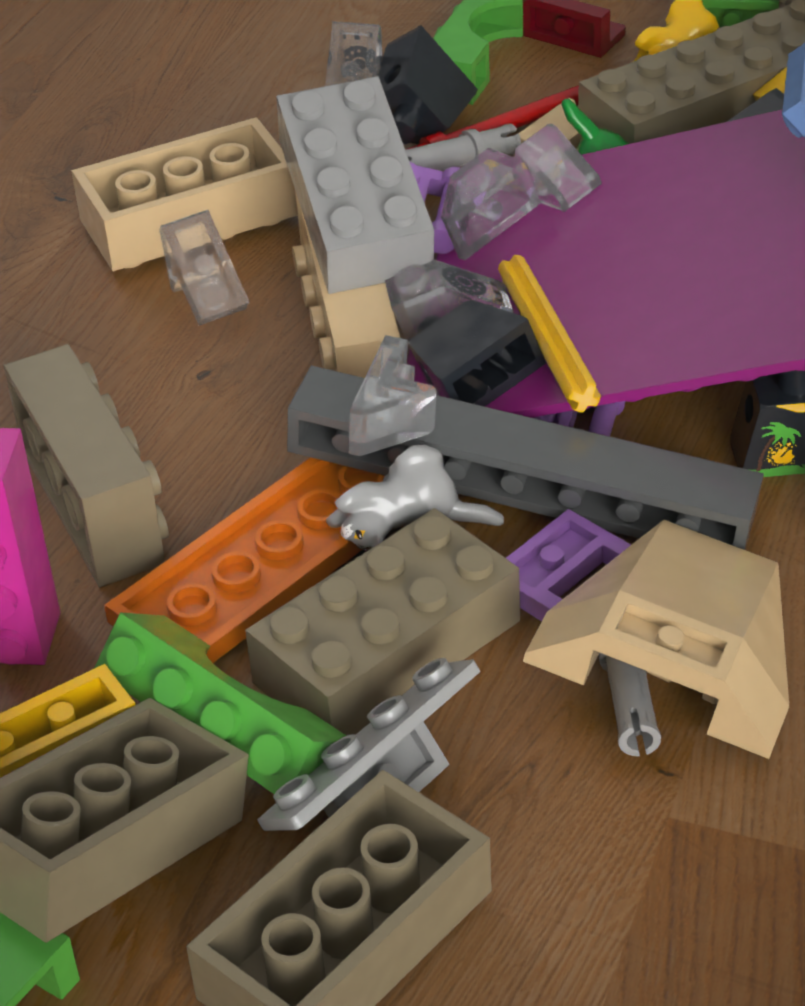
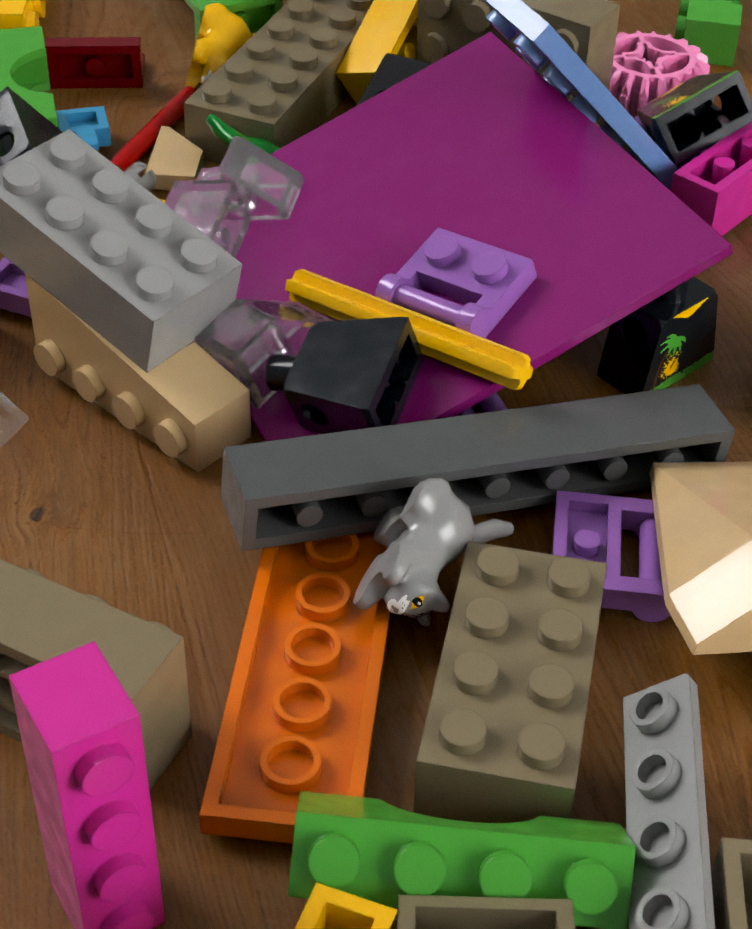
camera: 40 degrees left, 0 degrees up
(390, 403) = (355, 450): clear slope -> none
(500, 83) = (88, 124): none -> dark azure plate
(627, 302) = (463, 270): none -> medium lavender plate

